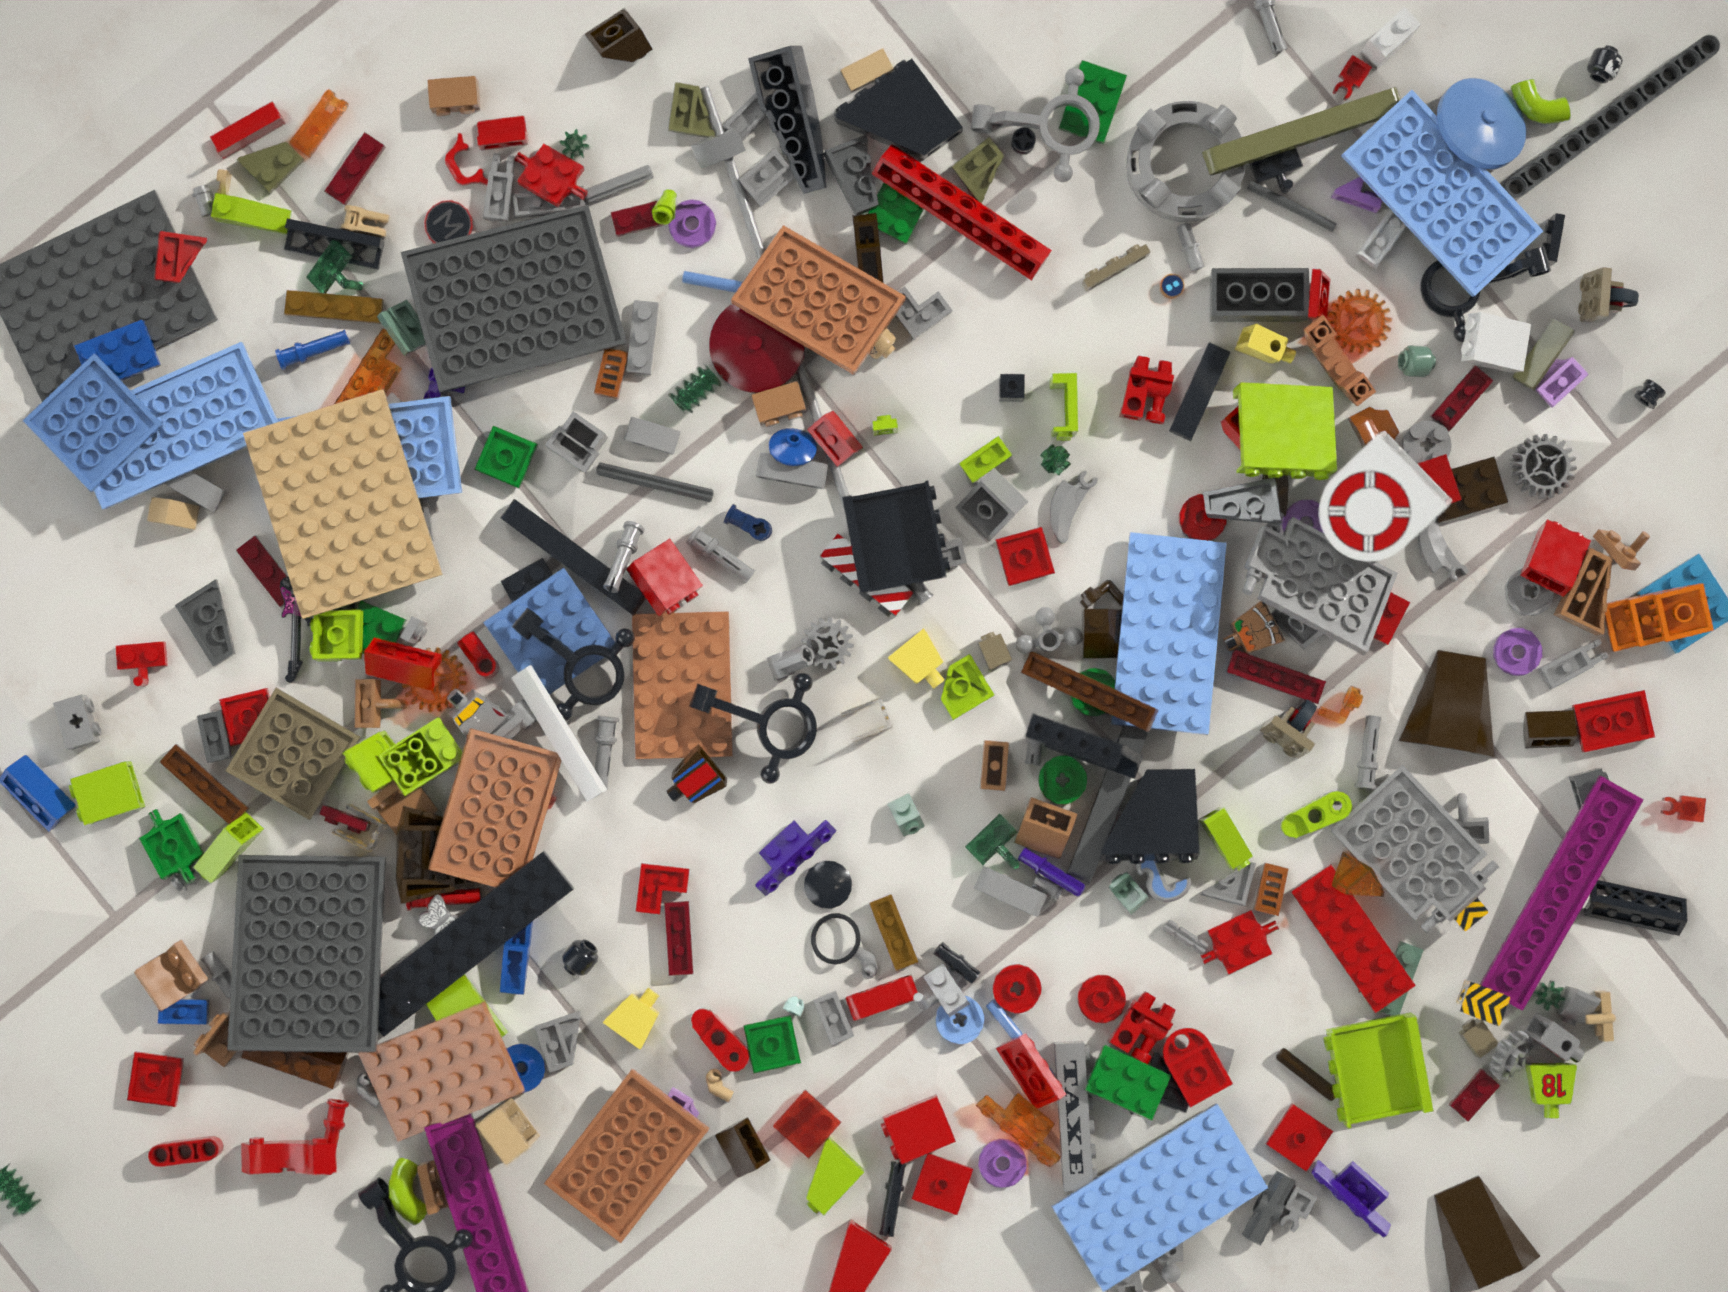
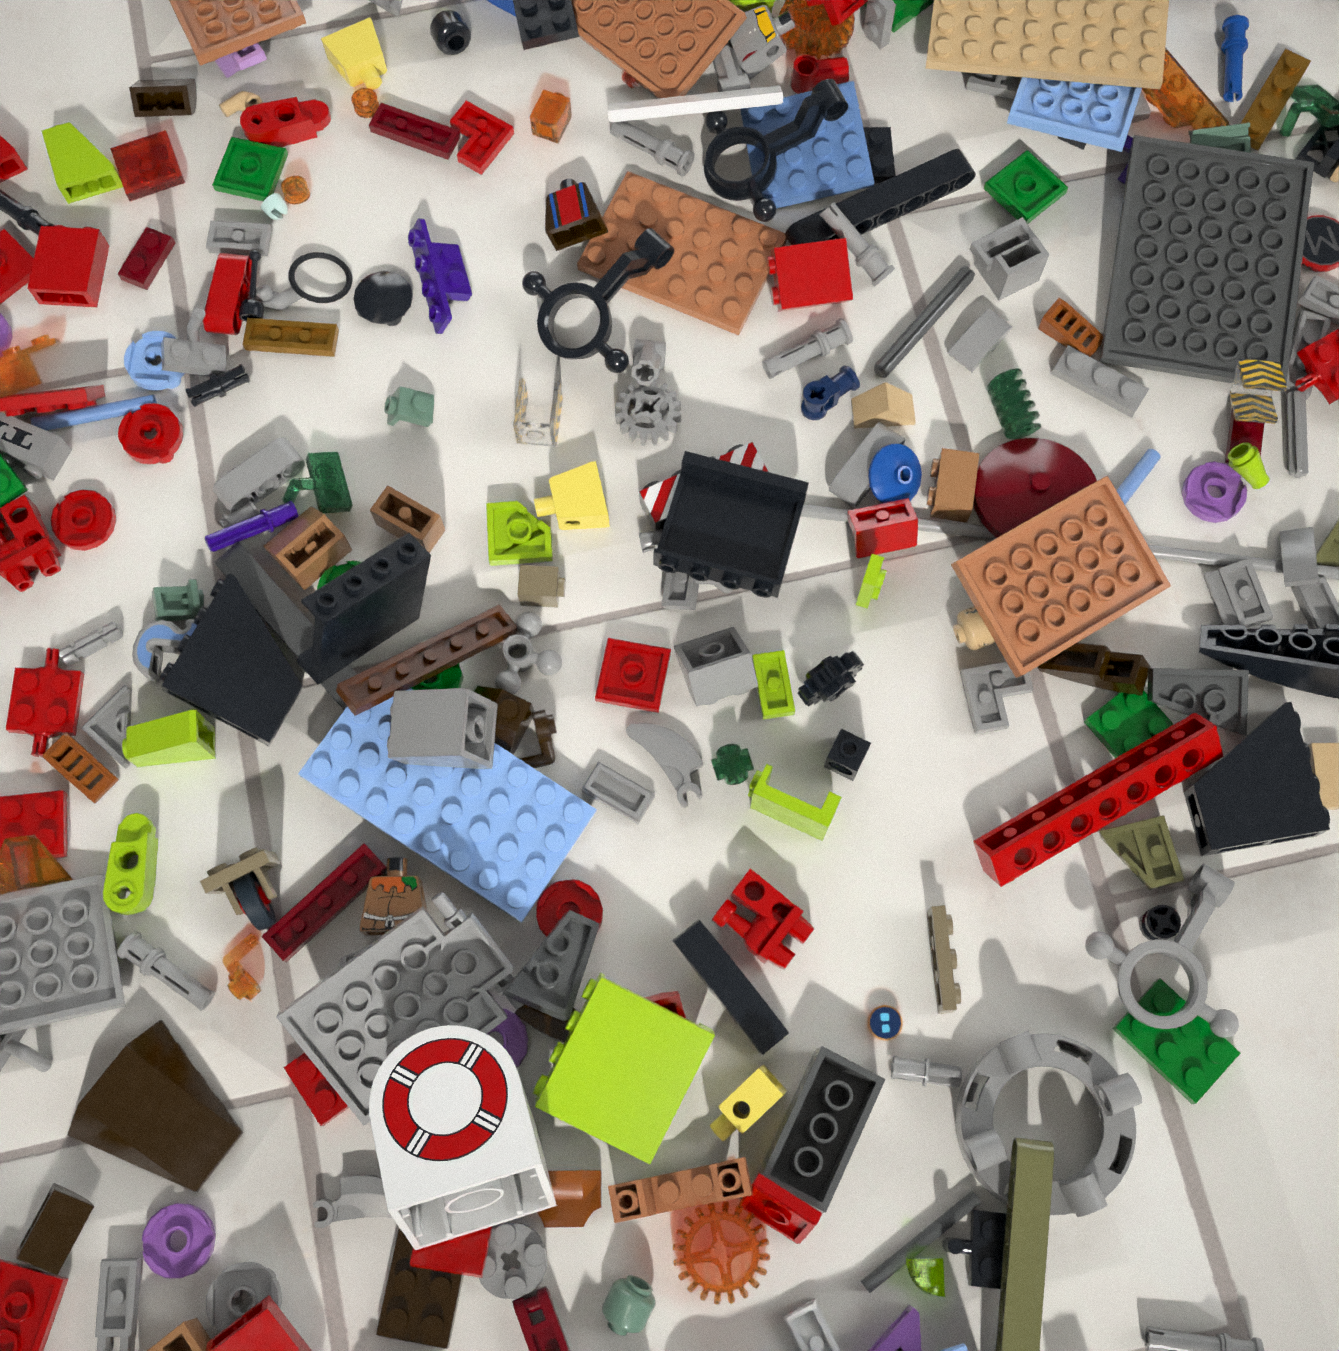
camera: 120 degrees right, 15 degrees down
(609, 222) = (1253, 390): none -> clear piece
(615, 840) = (551, 116): none -> clear orange brick
(670, 983) = (361, 95): none -> clear orange bush
(740, 480) = (884, 405): none -> tan slope
(773, 998) = (295, 190): none -> clear orange bush
(881, 1079) = (146, 258): none -> dark red plate
(885, 974) = (252, 307): none -> black hinge
(968, 421) = (830, 678): none -> black gear
(1108, 526) = (618, 792): none -> light grey tile
(1136, 652) = (442, 728): none -> light grey slope
(1309, 193) = (927, 1275): none -> clear neon green tile

